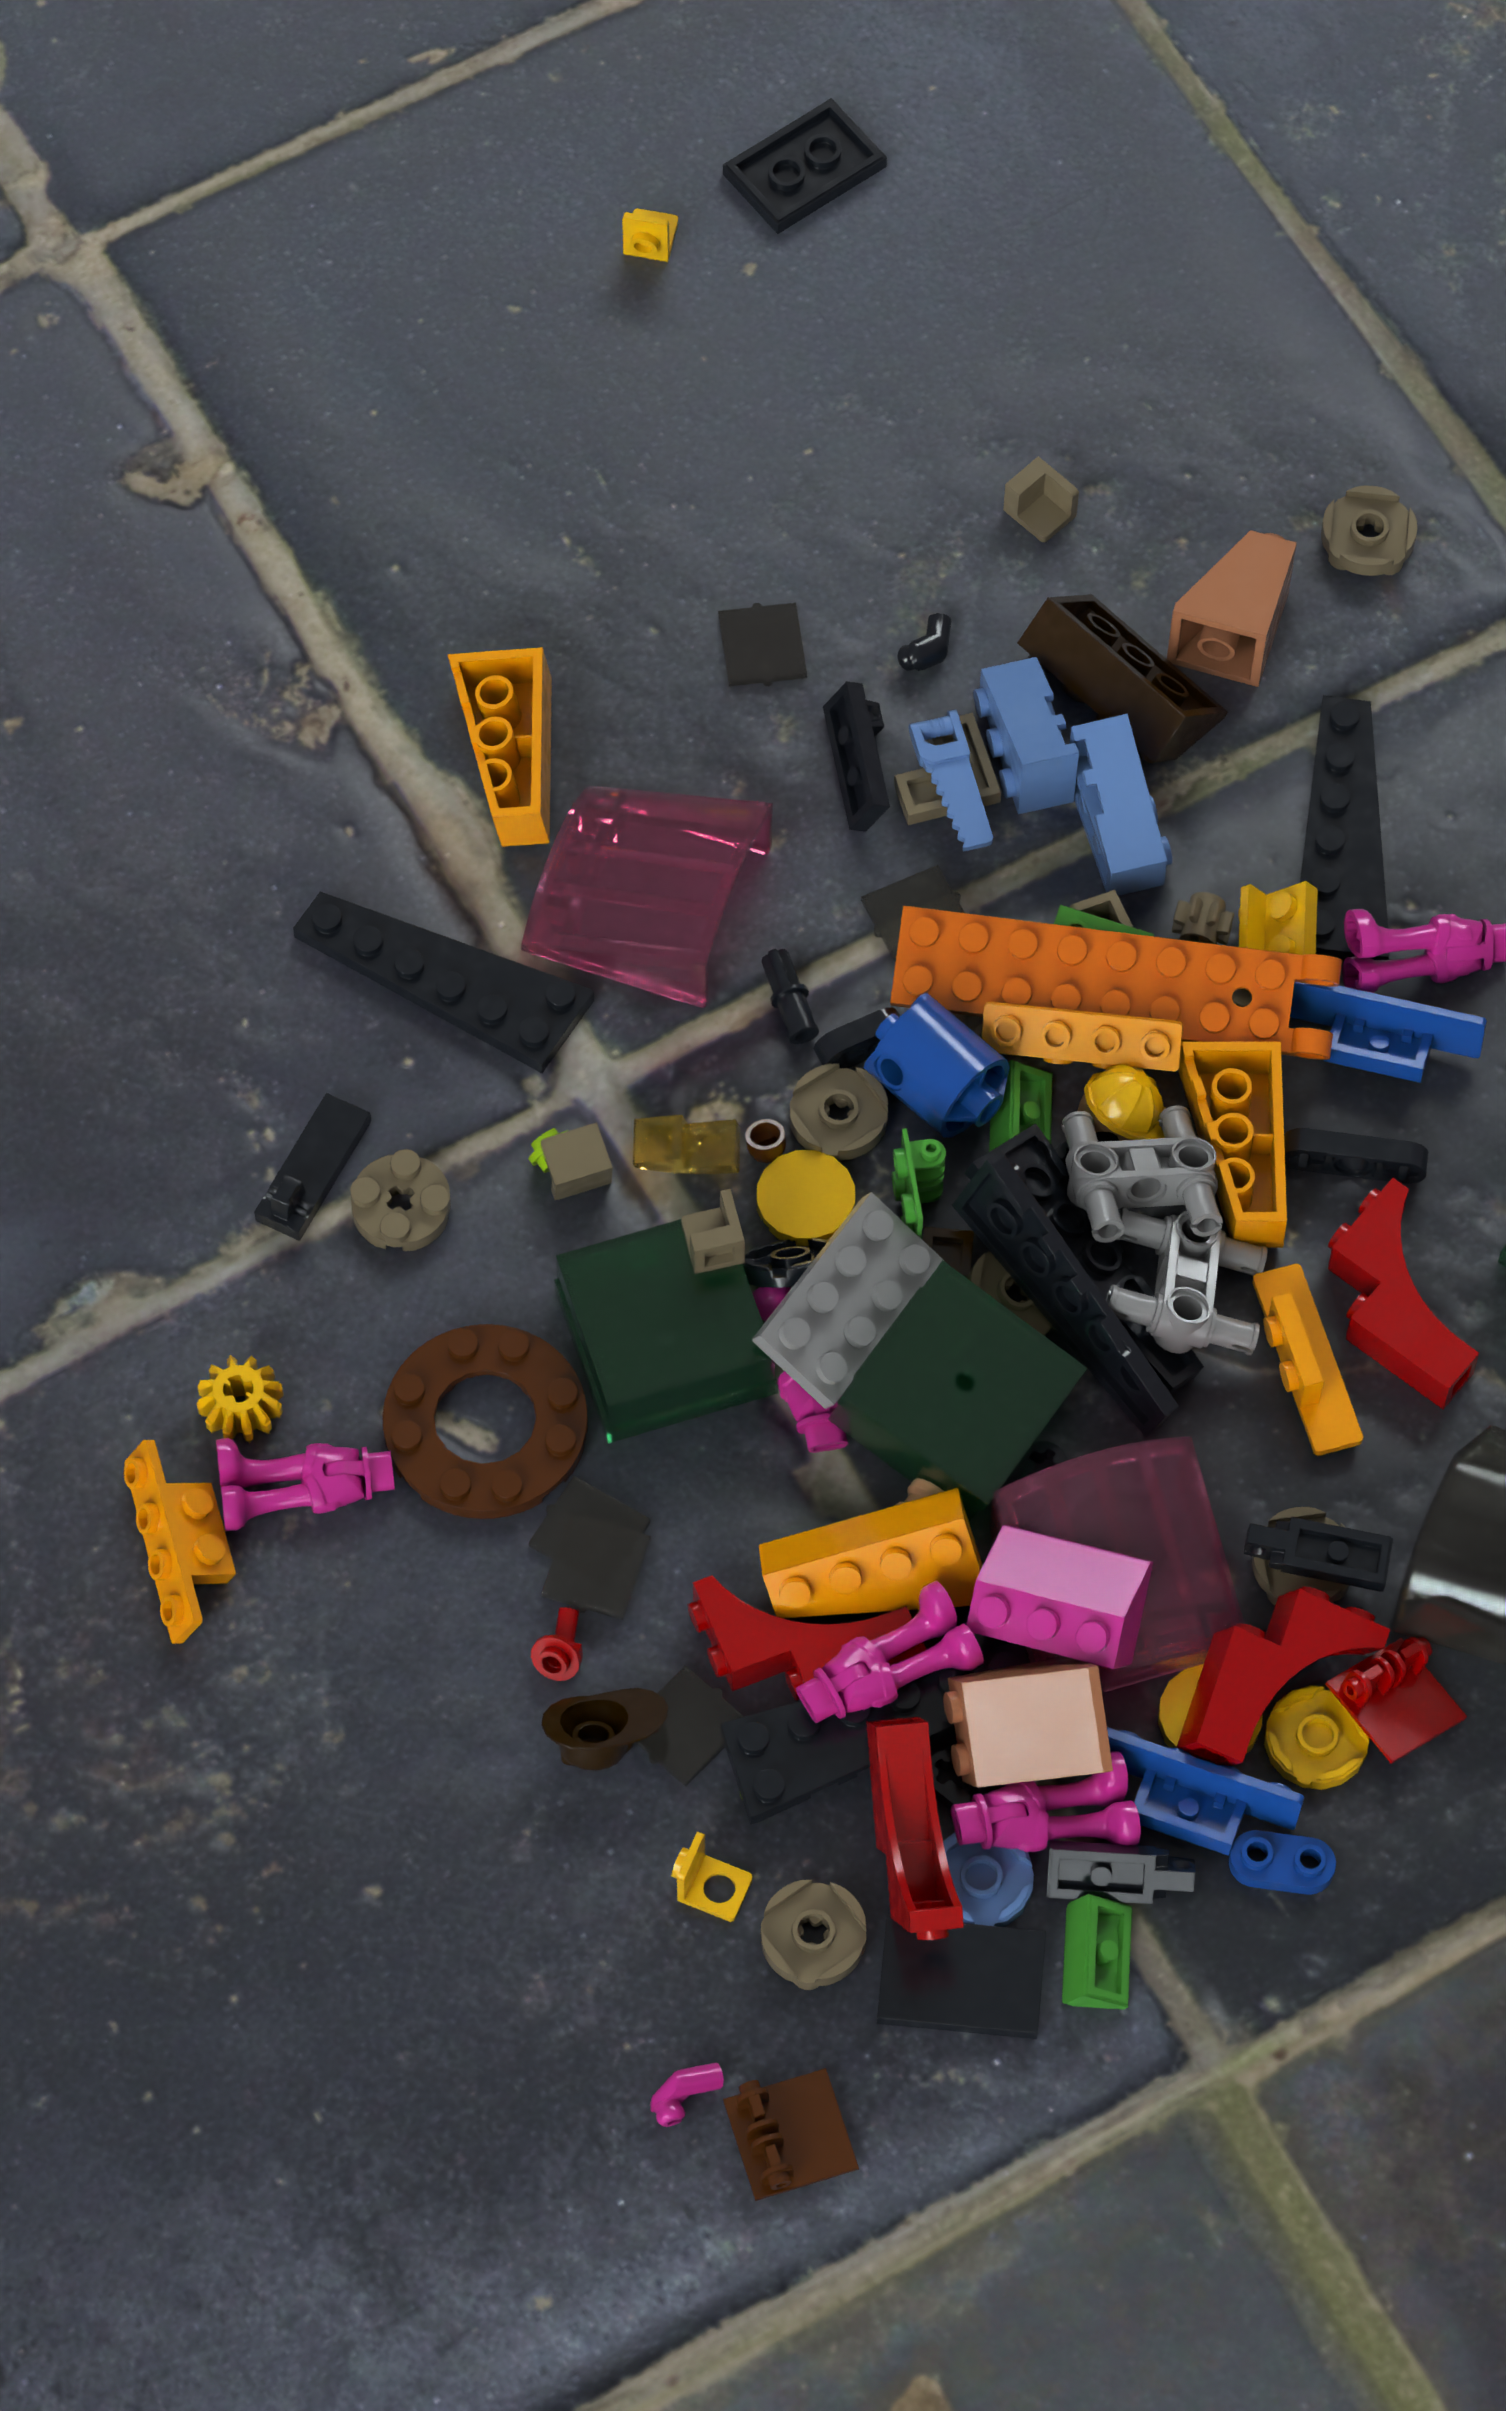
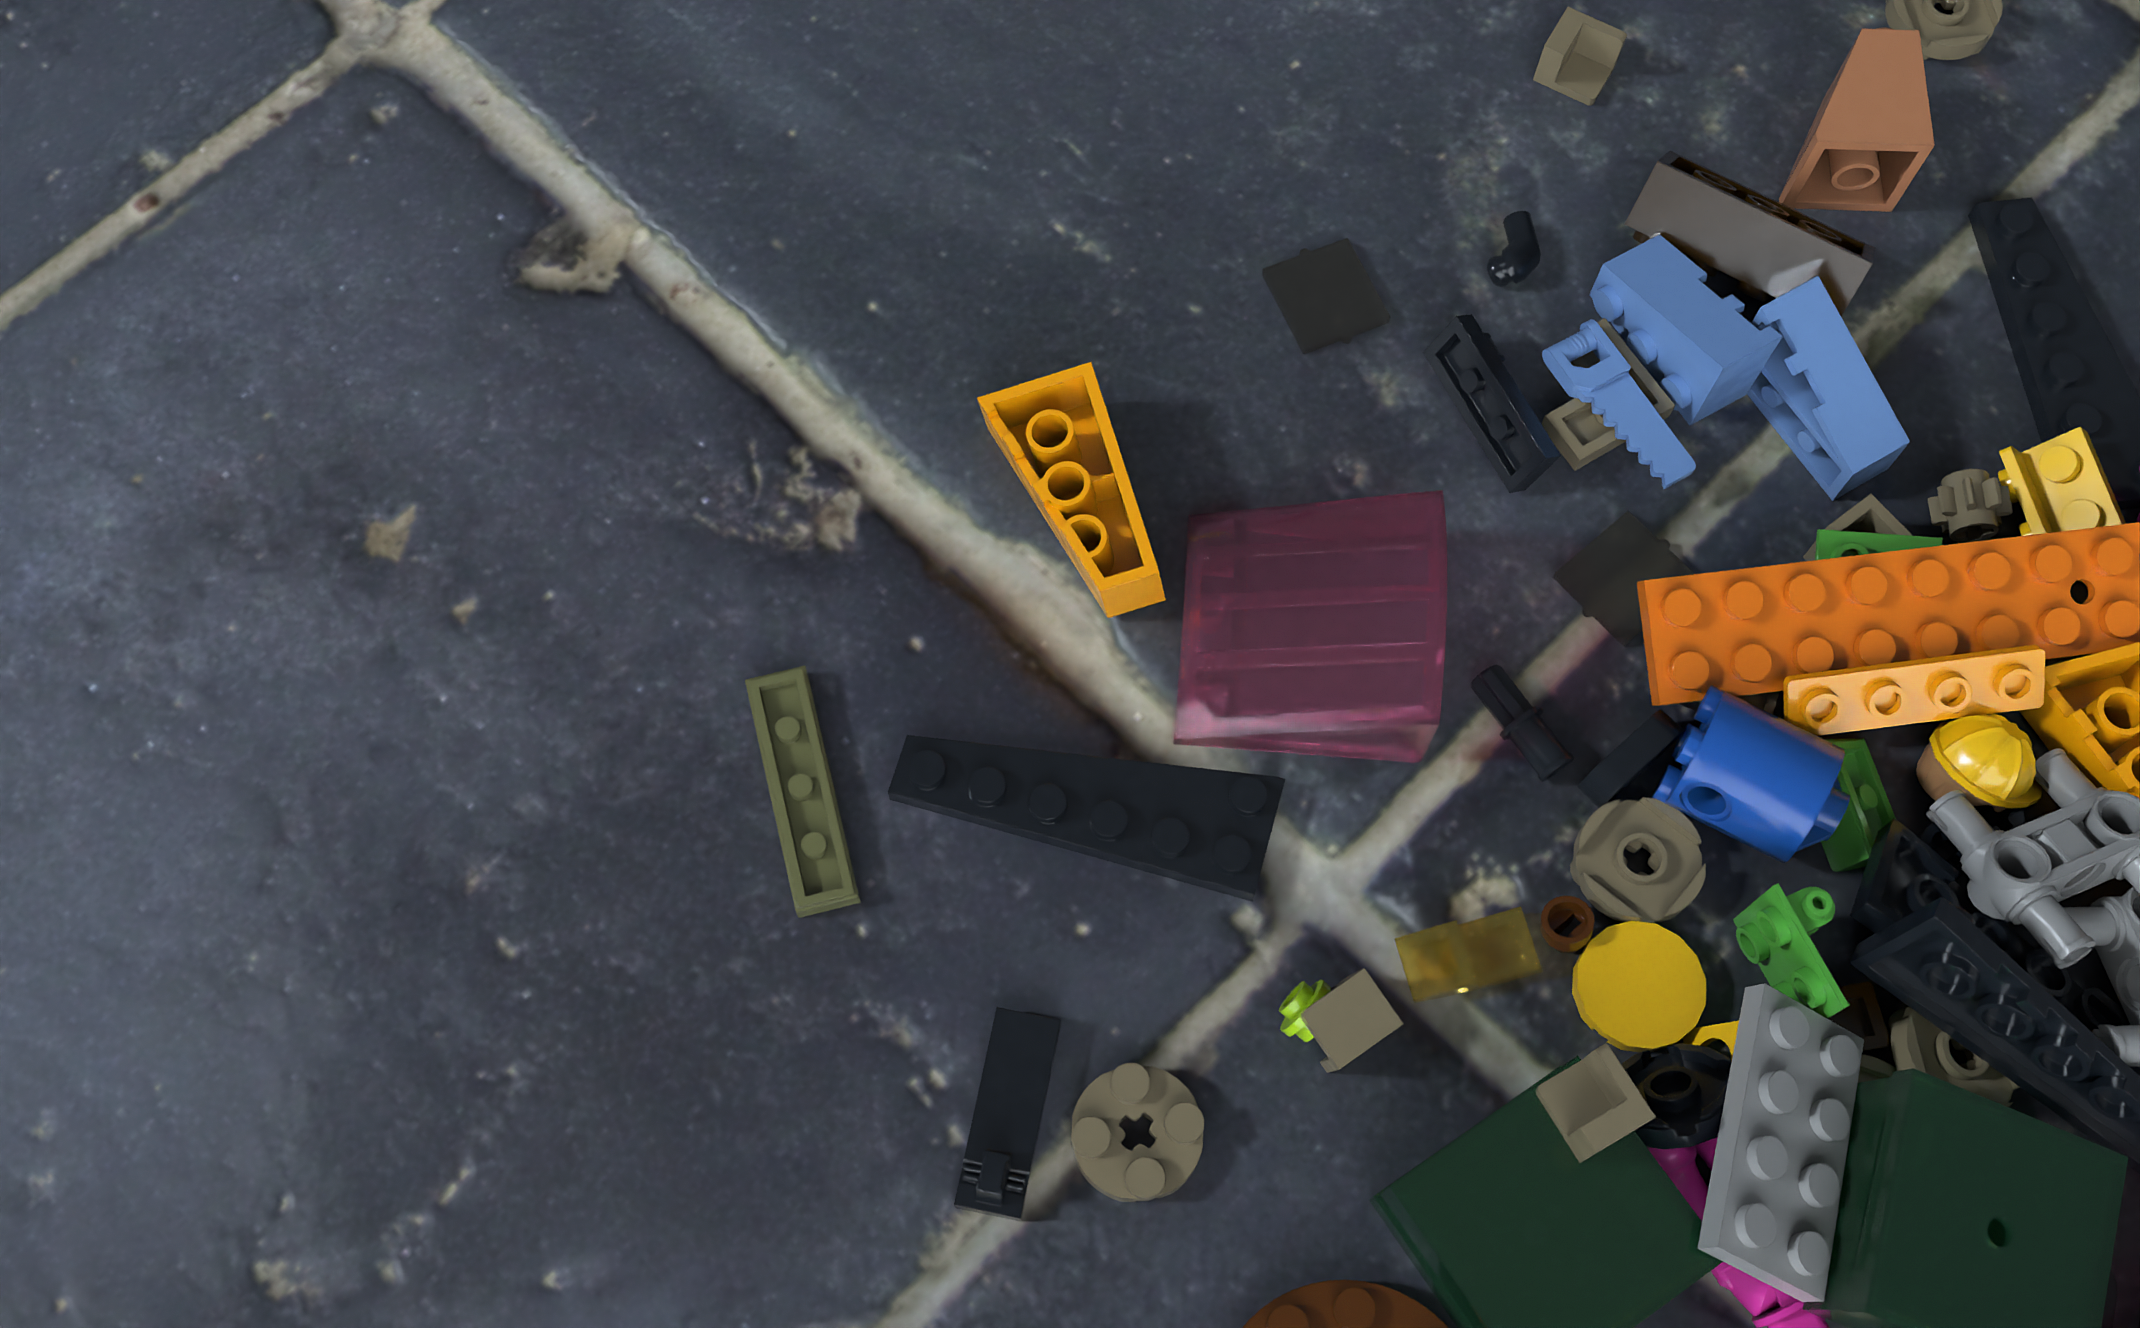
camera: 15 degrees left, 5 degrees up
(230, 913) = (802, 792): none -> olive tile

